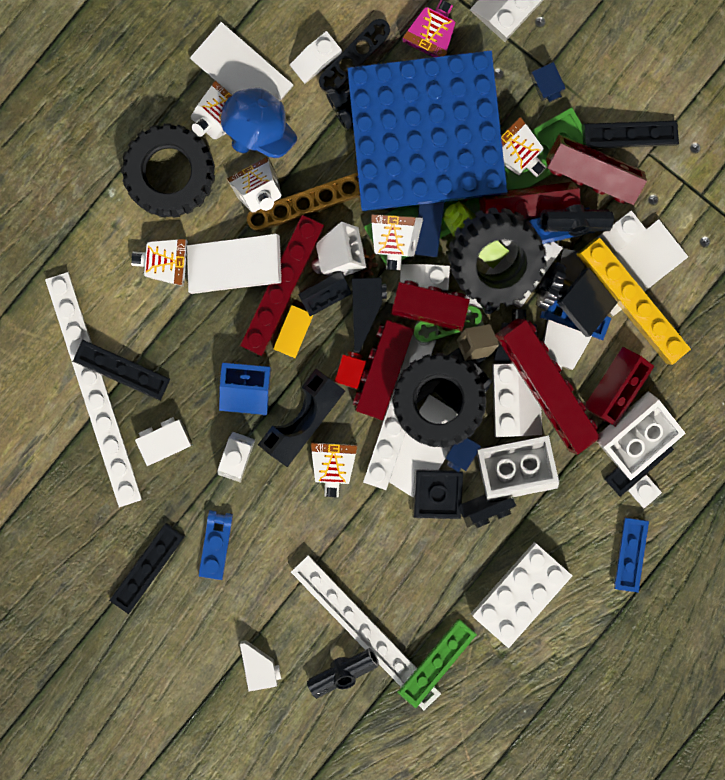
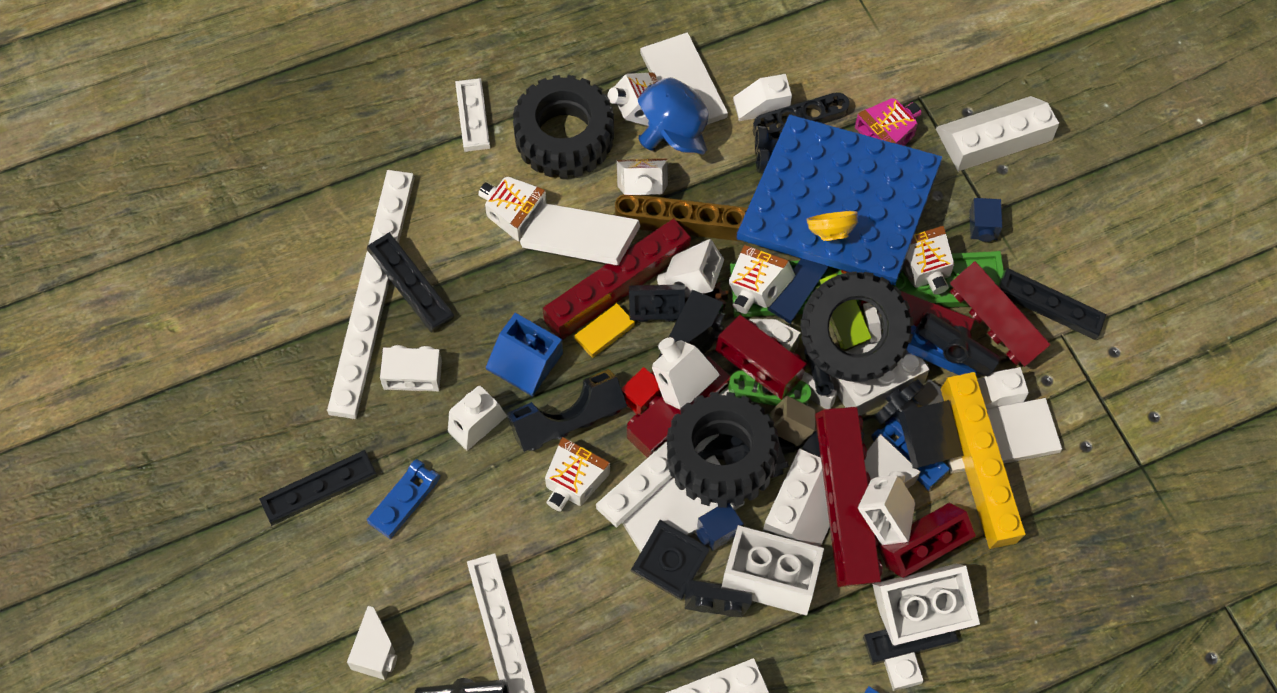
camera: 25 degrees right, 25 degrees down
(84, 190) = (472, 115): none -> white tile
(379, 353) = (682, 372): none -> white torso
(437, 172) = (833, 225): none -> yellow piece
(582, 381) = (888, 508): none -> white torso

